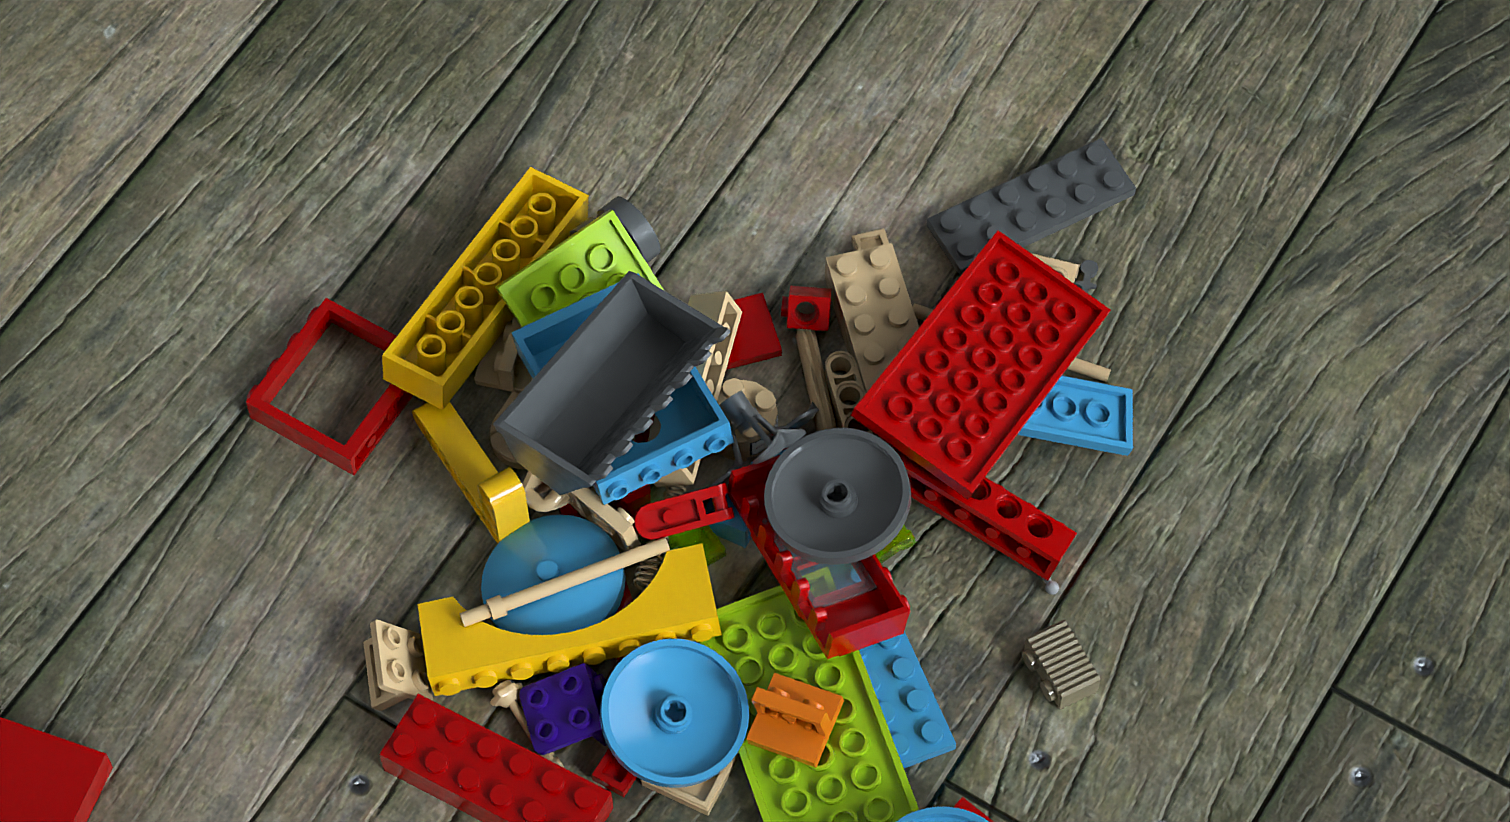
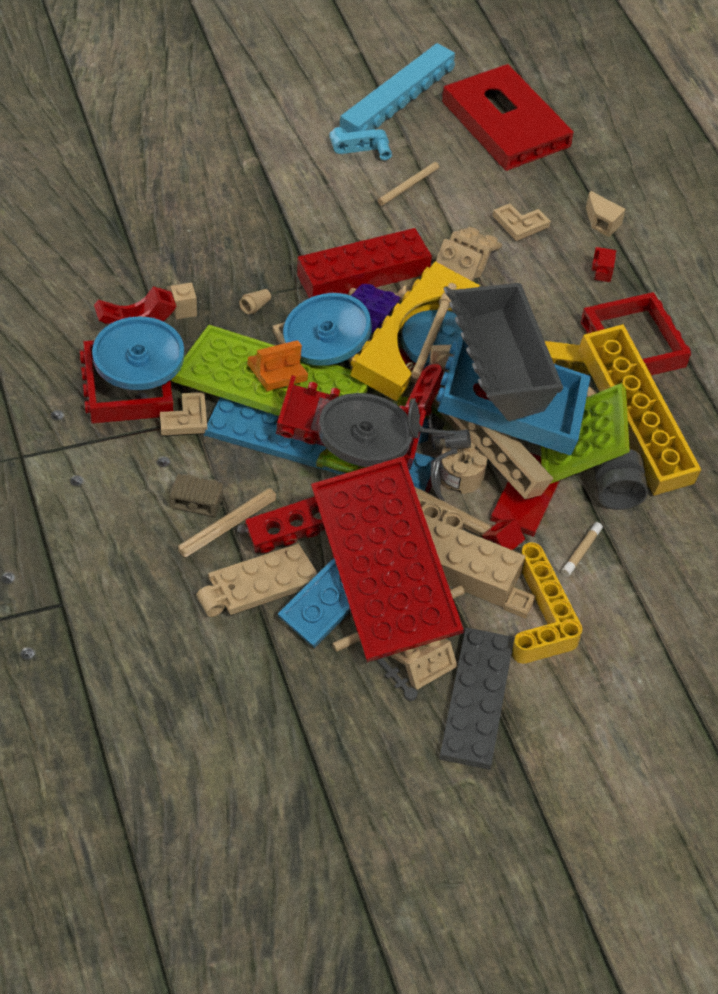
camera: 125 degrees right, 10 degrees down
(120, 567) = (604, 214): none -> tan slope
(228, 502) = (603, 264): none -> red brick
(231, 658) = (520, 225): none -> tan plate
(327, 679) = (474, 240): none -> tan bracket
(737, 238) = (582, 549): none -> tan bar
(855, 208) = (542, 583): none -> yellow beam
(960, 772) = (190, 420): none -> tan plate
(1059, 607) = (226, 522): none -> tan axle
(1110, 505) = (257, 581): none -> tan hinge

